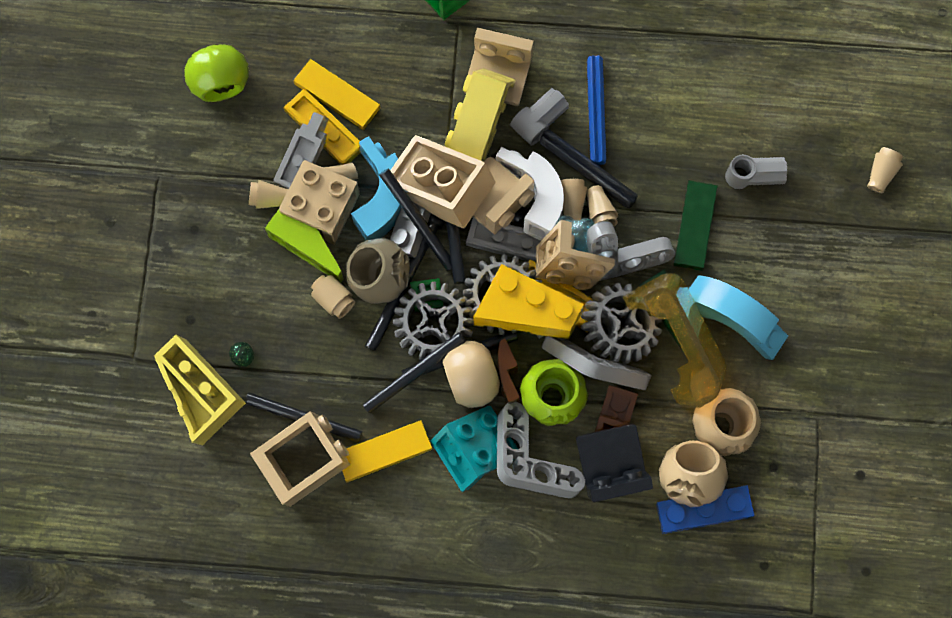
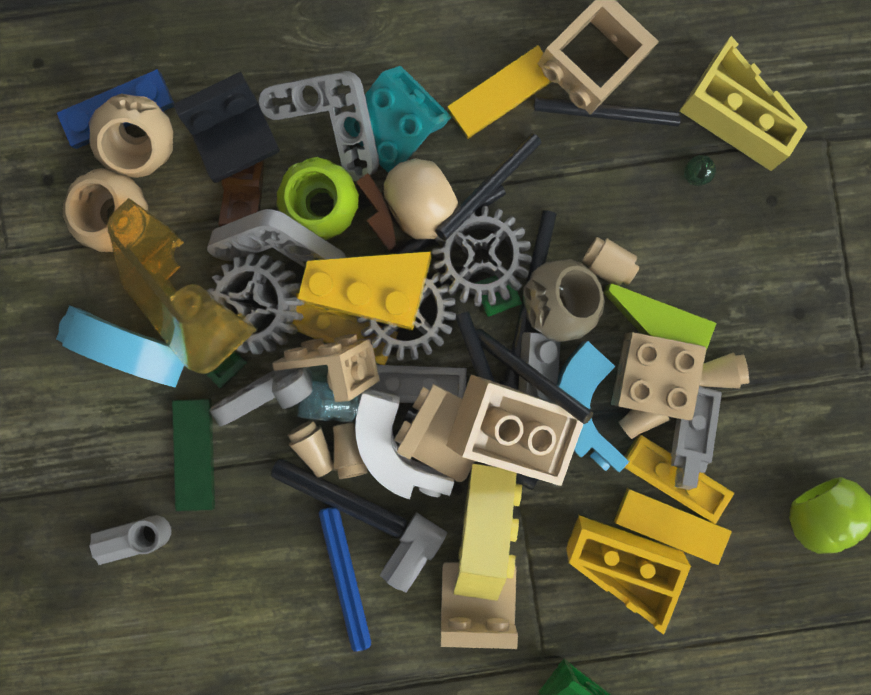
camera: 165 degrees right, 15 degrees up
(378, 70) = (630, 567): none -> yellow wedge

